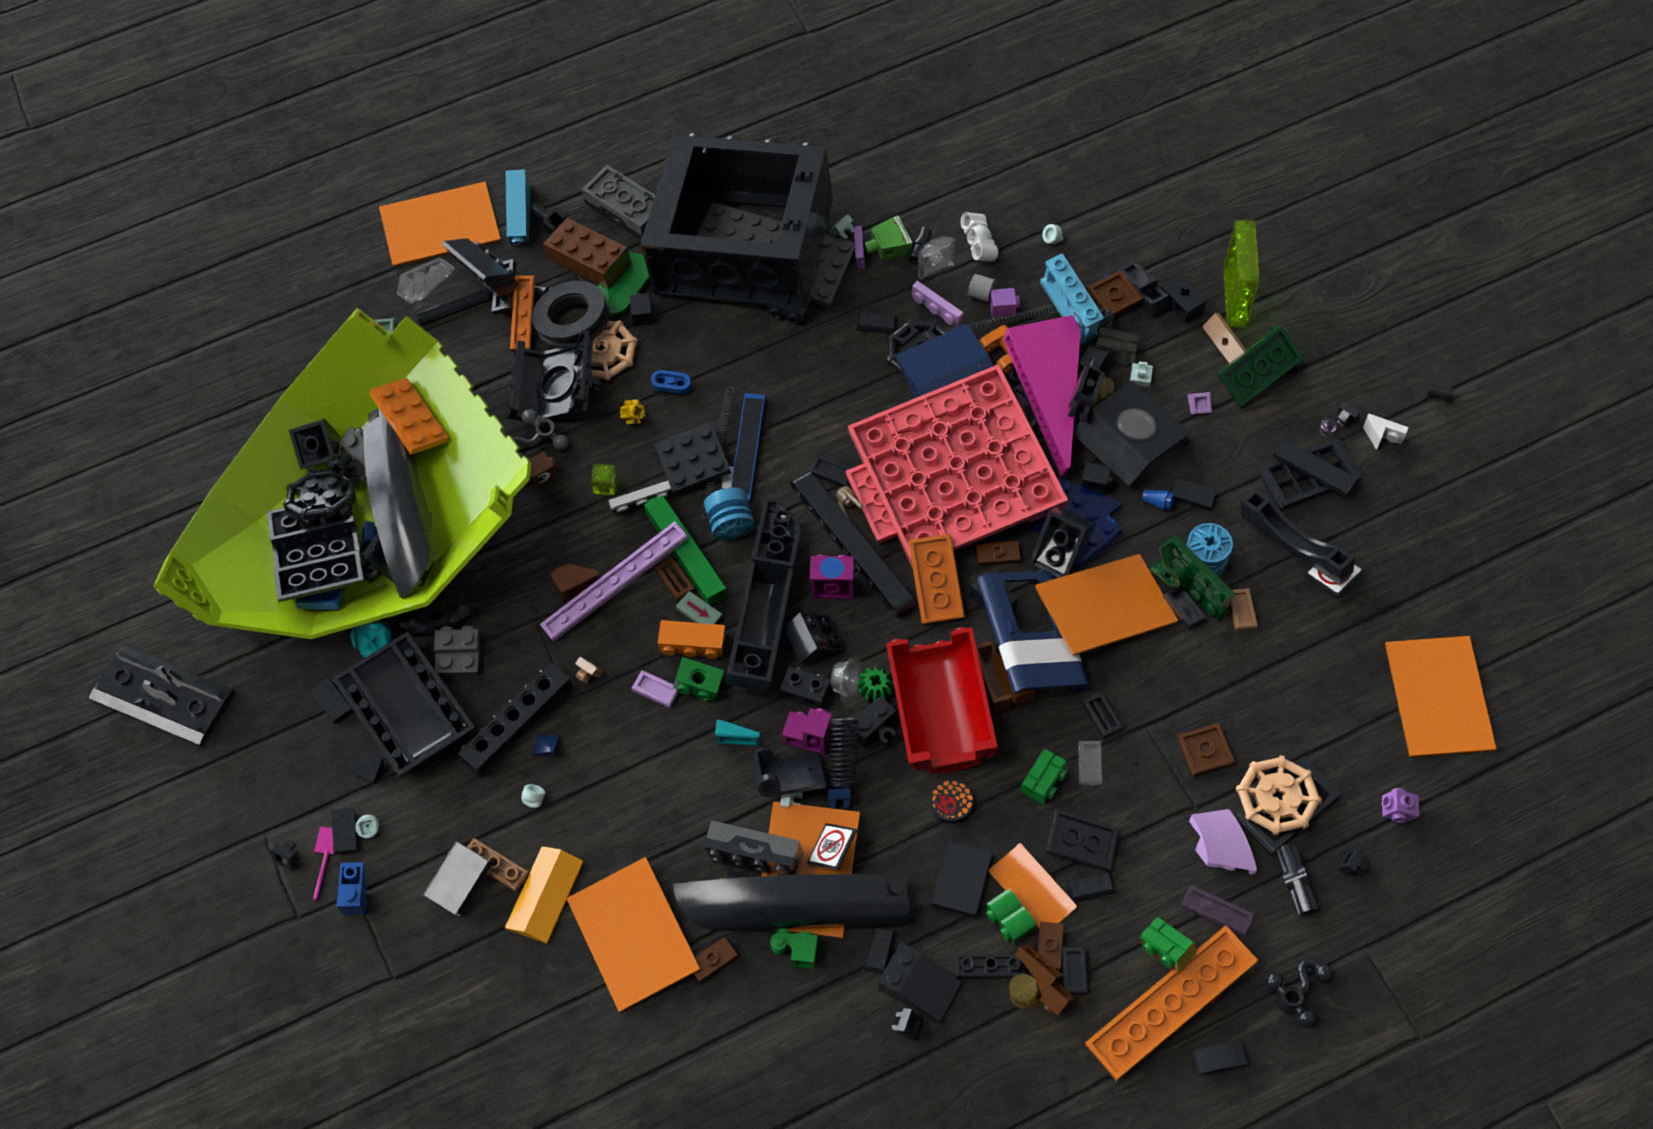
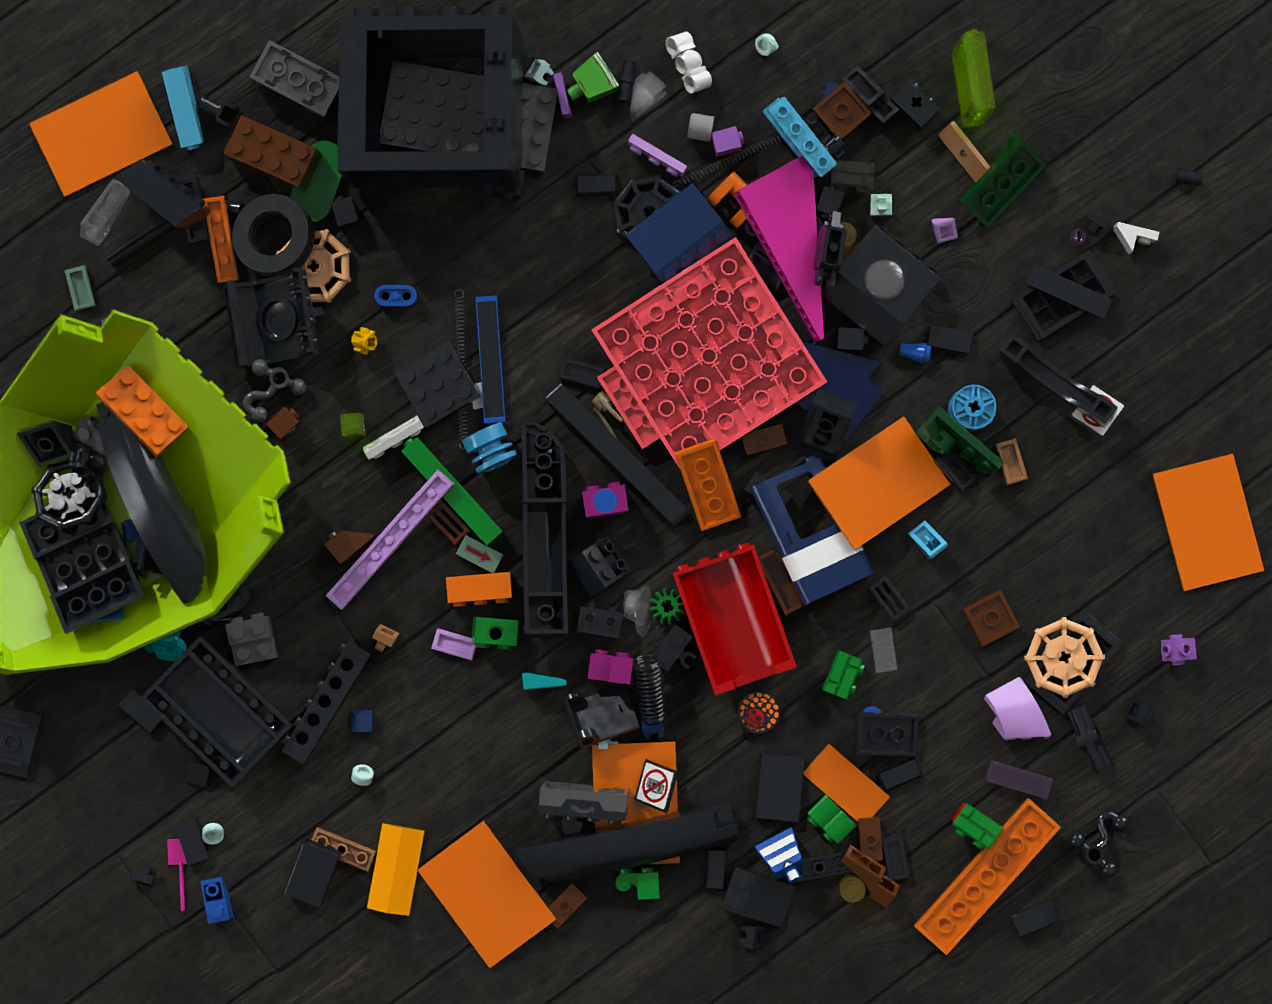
camera: 10 degrees left, 25 degrees up
(952, 941) = (782, 855): none -> blue torso
(1150, 667) = (928, 540): none -> medium azure slope

